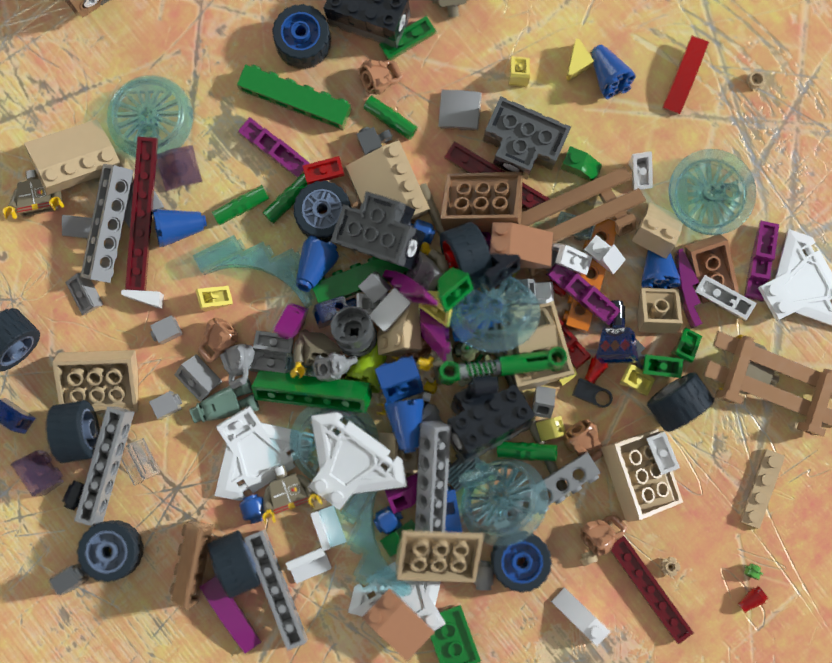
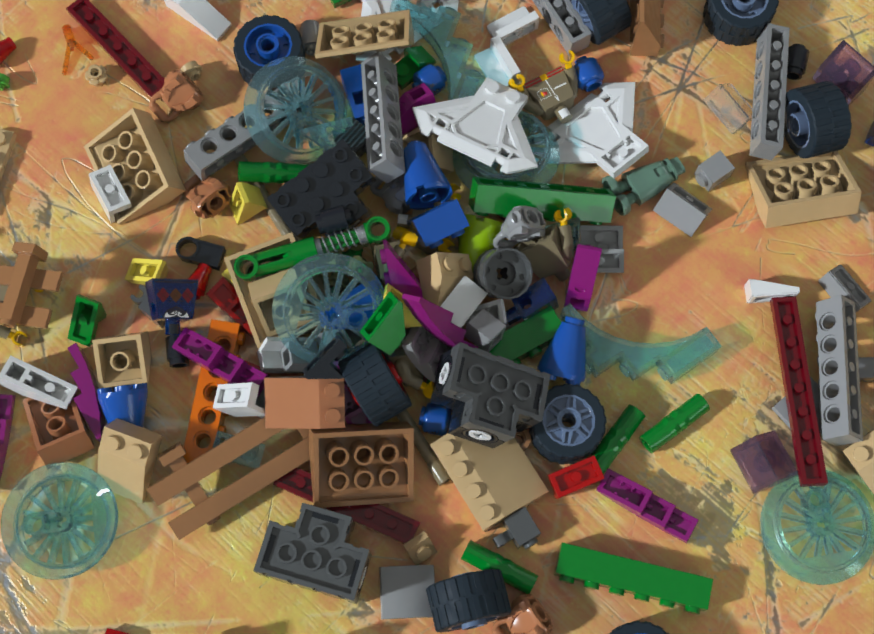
camera: 175 degrees right, 10 degrees down
(165, 330) = (733, 256): light grey brick -> none
(177, 225) = (750, 383): blue cone -> none
(214, 297) = (684, 302): light yellow slope -> none
(219, 337) = (665, 254): nougat piece -> none
(236, 362) = (637, 226): light grey piece -> none
(417, 89) = (468, 600): none -> black wheel
(446, 137) = (420, 548): none -> tan plate
(543, 401) = (258, 229): light grey brick -> none
(581, 164) = (237, 537): green slope -> none
(604, 254) = (197, 415): white slope -> none
(641, 170) = (155, 537): white slope -> none
(663, 366) = (114, 289): green slope -> none
(680, 402) = (90, 246): black wheel -> none
(691, 600) = (71, 42): none -> clear orange plant

